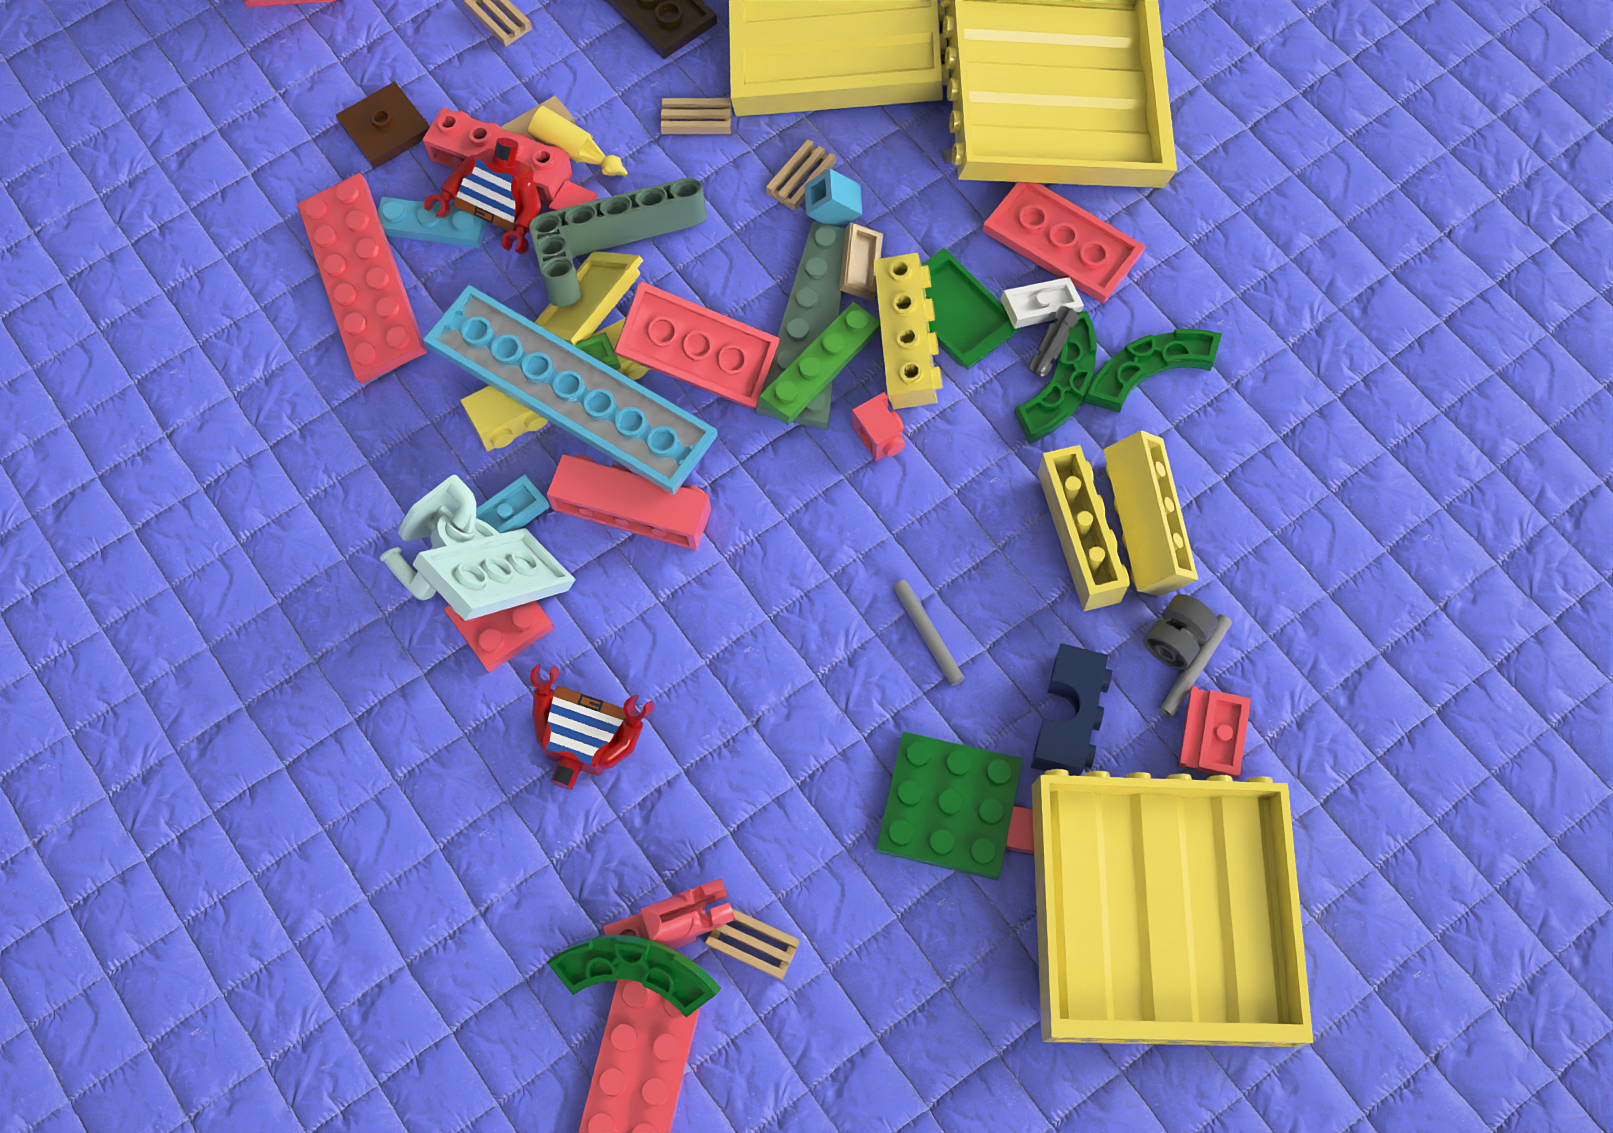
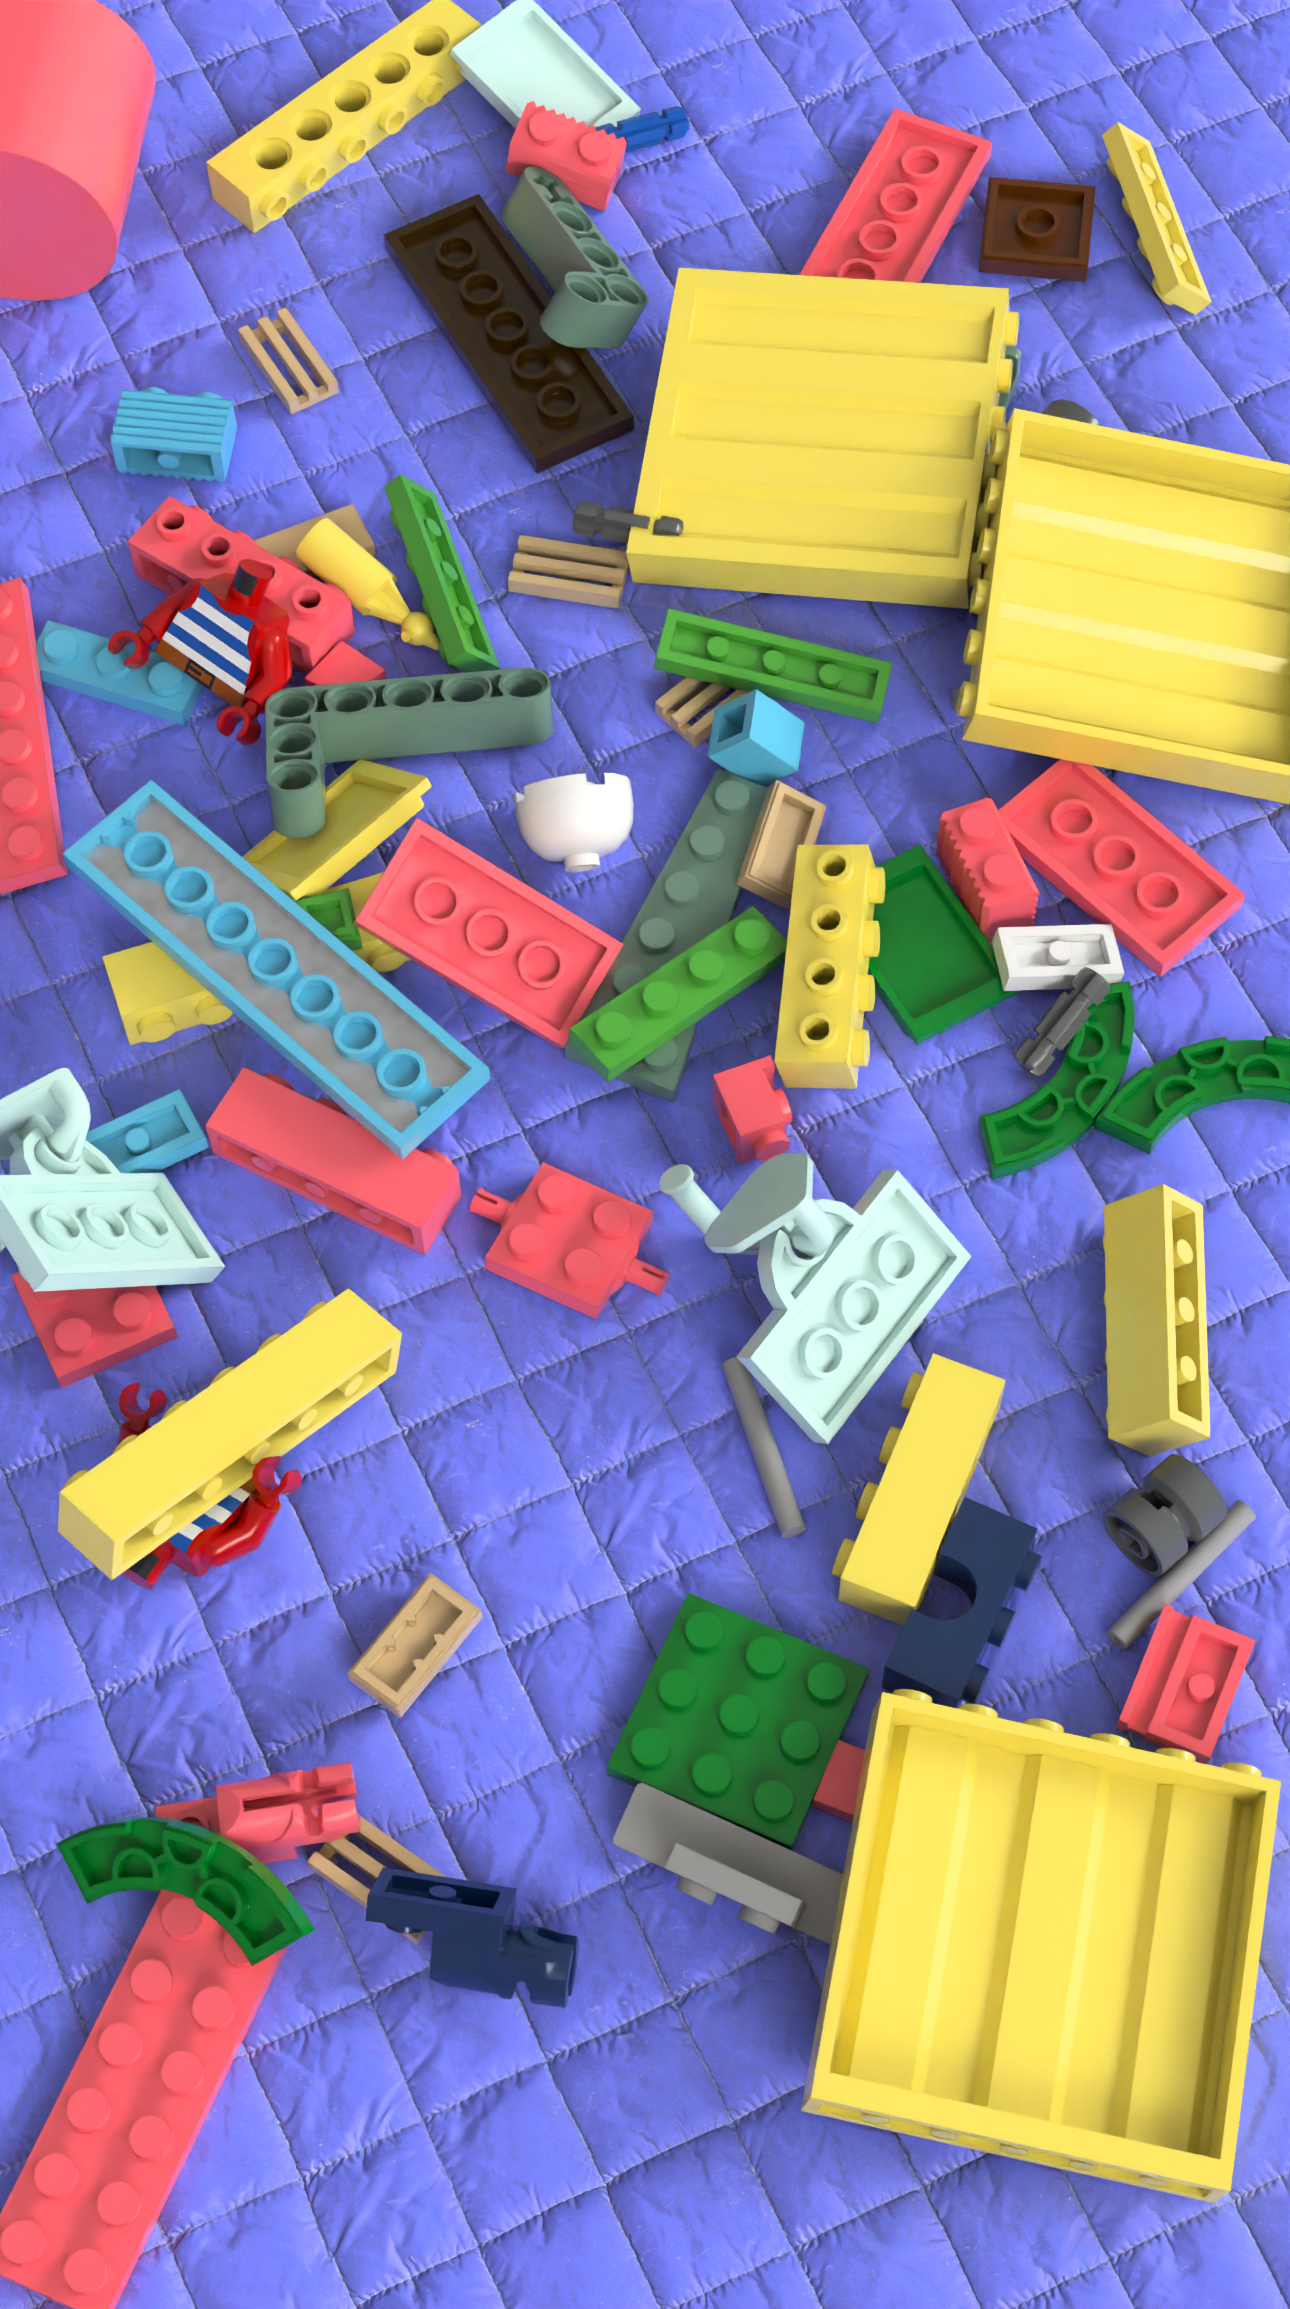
camera: 10 degrees right, 5 degrees down
(383, 124) = (74, 507): reddish brown plate -> none
(436, 69) = (174, 434): none -> medium azure brick
(599, 687) = (215, 1439): none -> light yellow brick
(619, 130) = (441, 577): none -> bright green plate
(721, 80) = (616, 522): none -> dark grey axle
(734, 266) = (575, 818): none -> white cylinder
(742, 795) = (415, 1645): none -> tan plate
(783, 526) = (569, 1241): none -> coral plate
(819, 971) = (476, 1936): none -> dark blue plate
(835, 151) = (773, 665): none -> bright green plate
(953, 520) = (849, 1295): none -> light aqua plate
(965, 895) = (730, 1861): none -> light grey bracket
(988, 255) = (986, 867): none -> coral brick
(1030, 642) = (920, 1488): none -> light yellow brick
(1082, 528) = (1042, 1324): light yellow brick -> none

